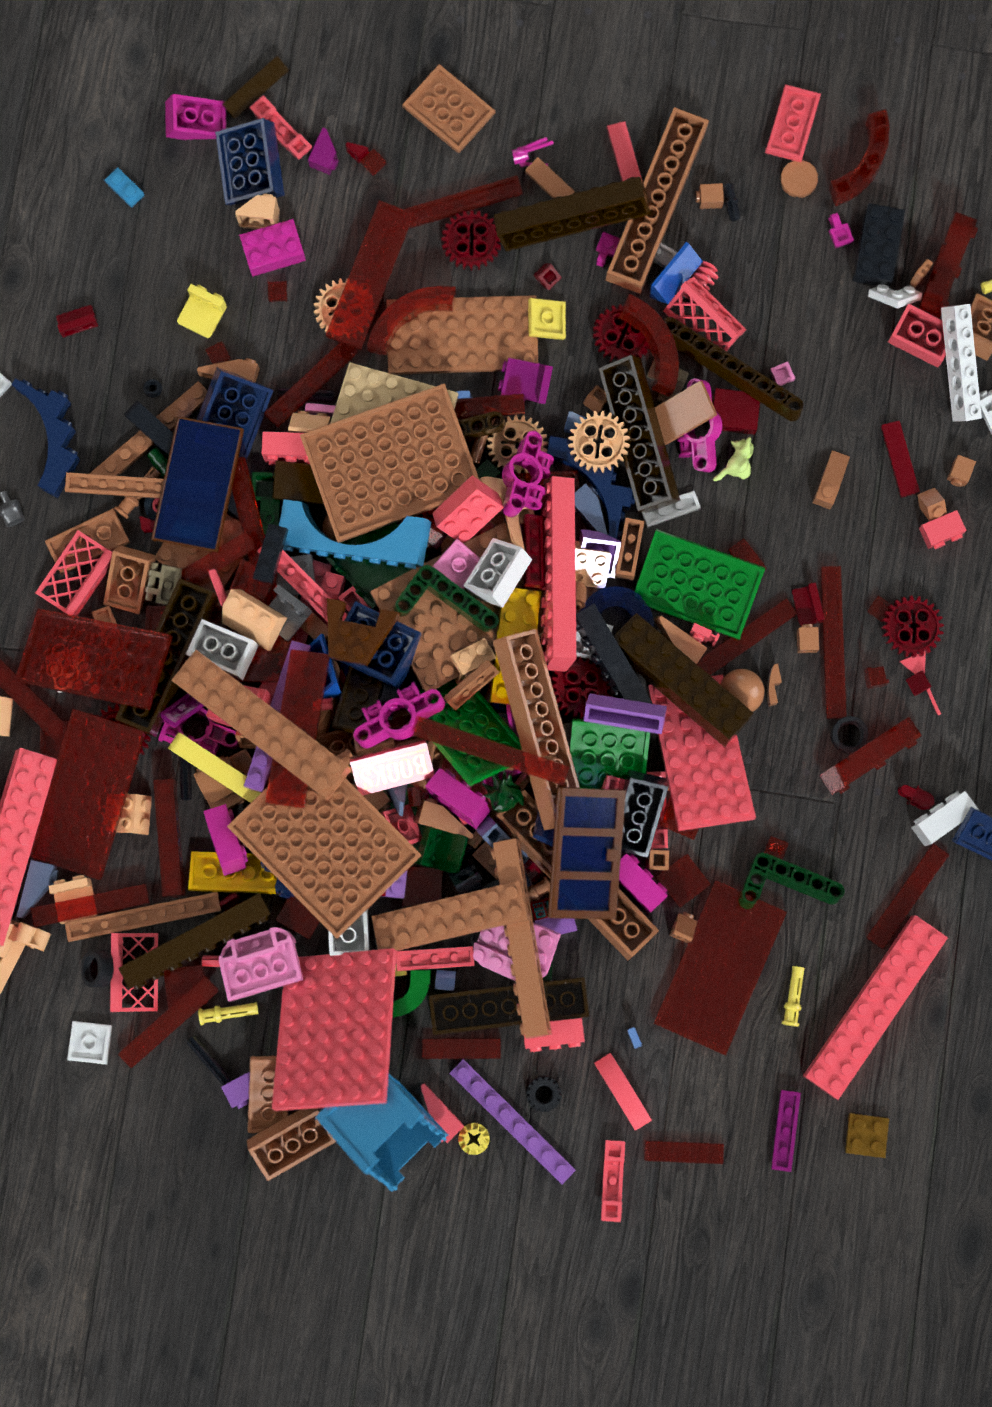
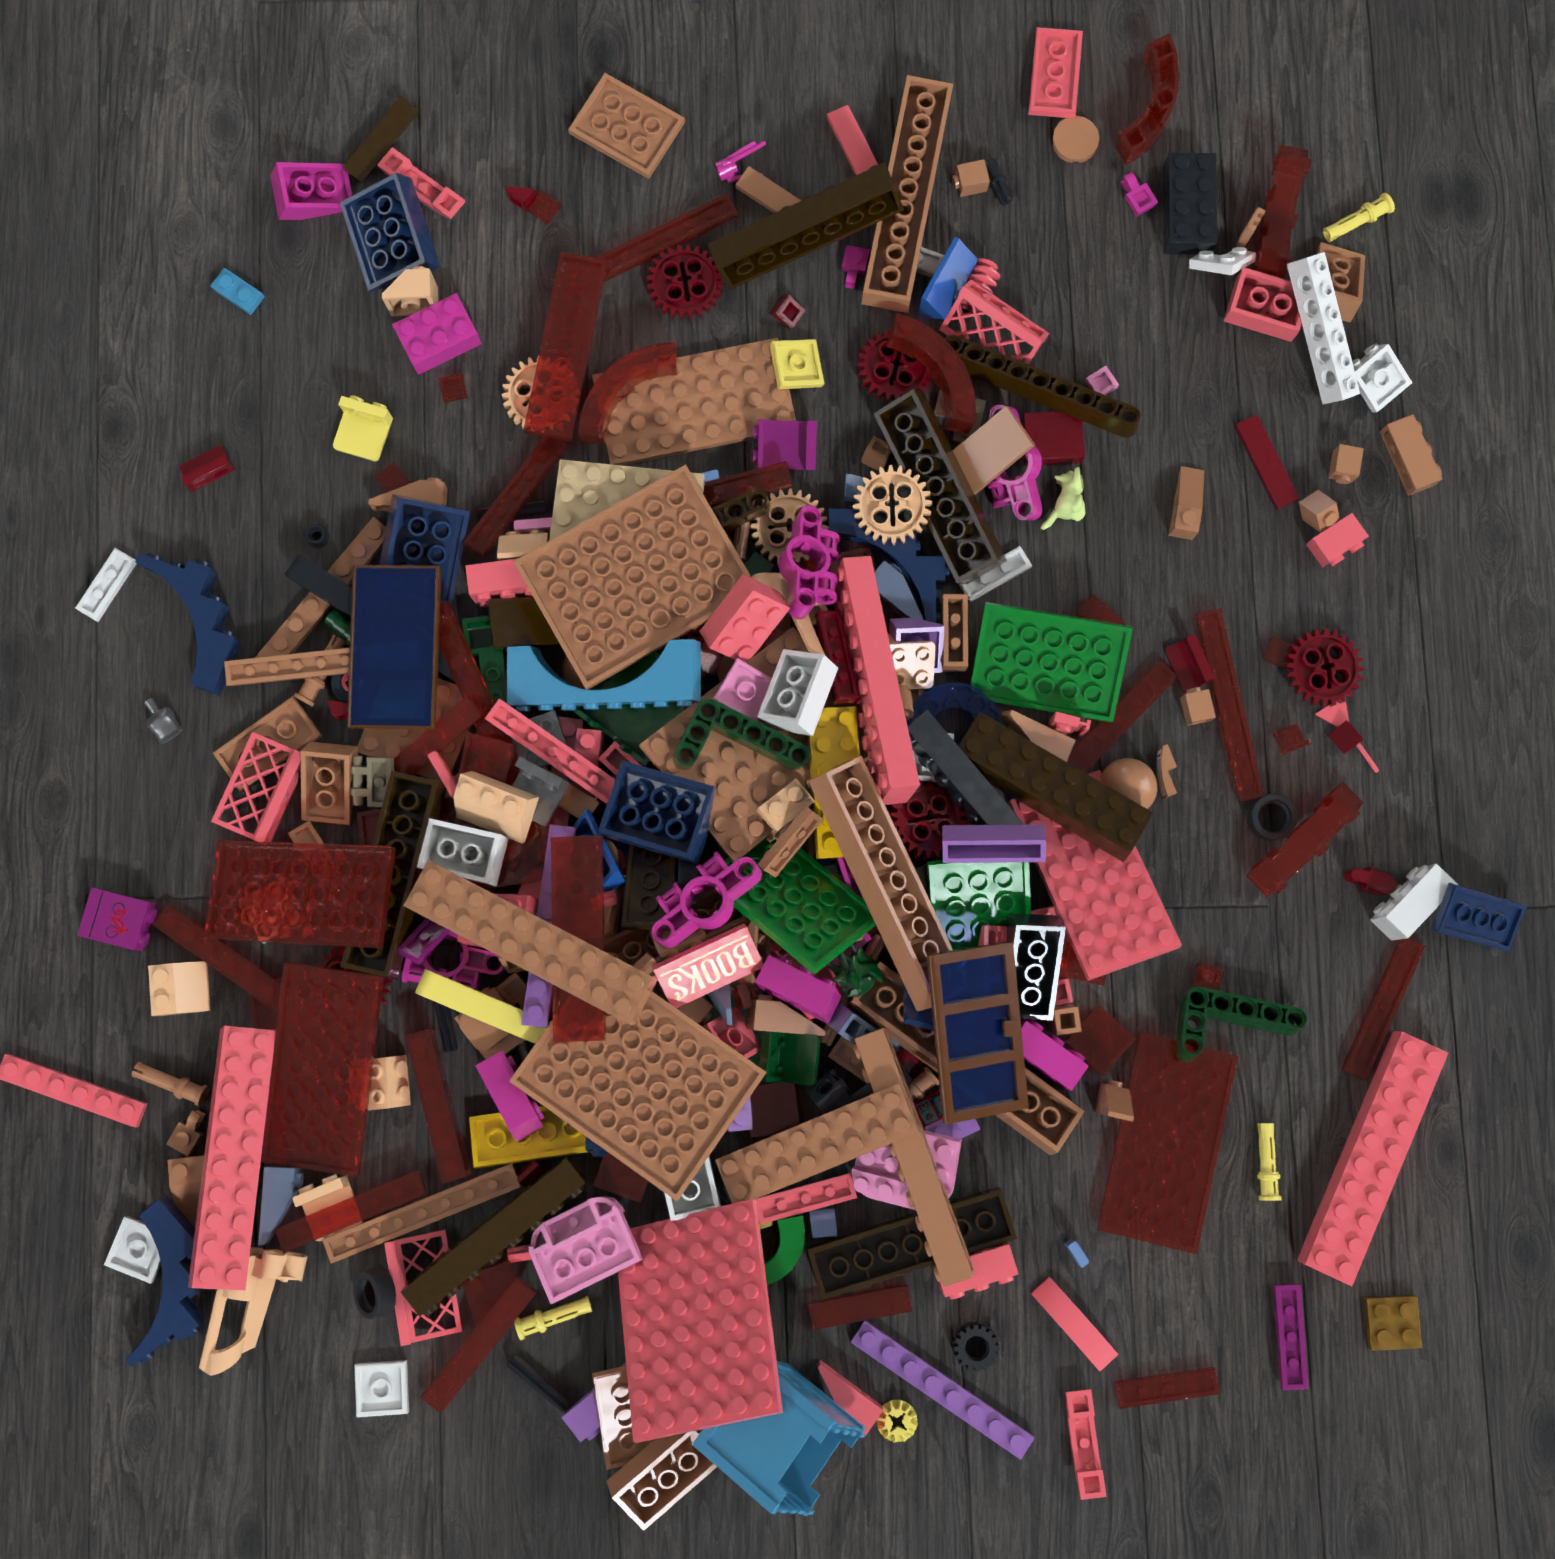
camera: 15 degrees left, 0 degrees up
(270, 554) = (503, 719): black plate -> none
(323, 154) = (480, 207): magenta slope -> none
(356, 641) = (631, 812): reddish brown wing -> none
(491, 750) = (833, 923): clear red plate -> none

